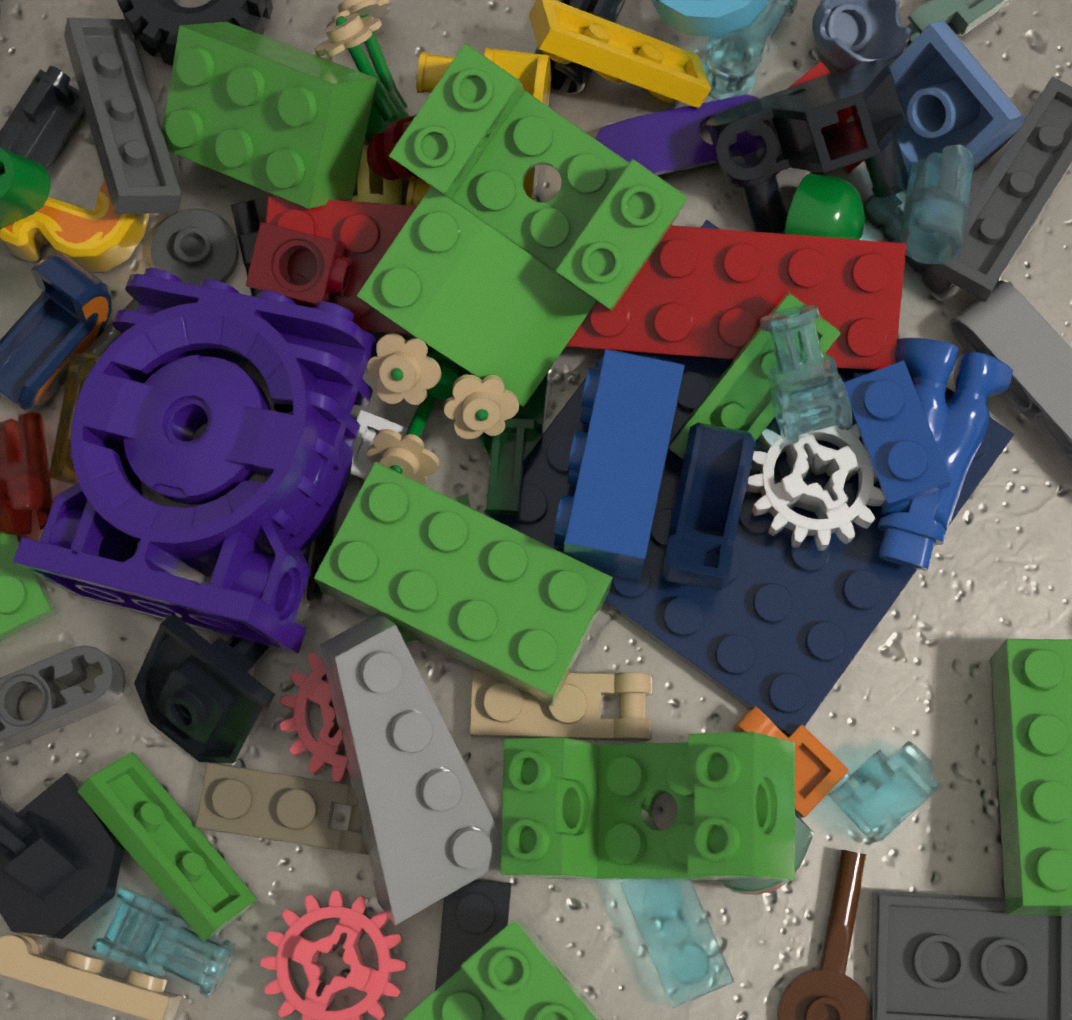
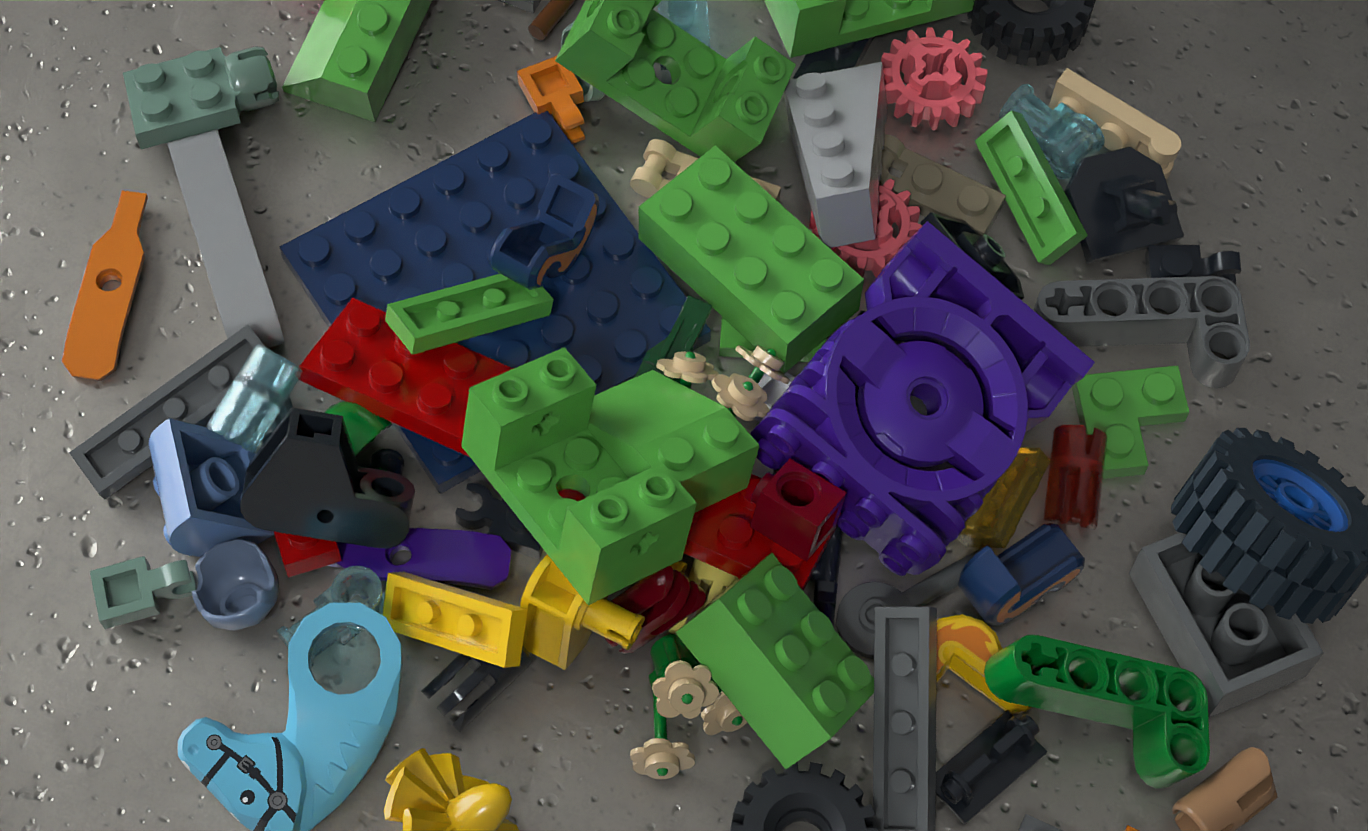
camera: 165 degrees left, 15 degrees down
(618, 463) = (599, 279): blue brick -> none
(805, 382) = (432, 277): clear light blue connector -> none
(828, 505) = (423, 241): white gear -> none
(886, 790) = (495, 50): clear light blue brick -> none
(896, 434) = (379, 234): blue plate -> none
(959, 431) = (346, 241): blue piece -> none

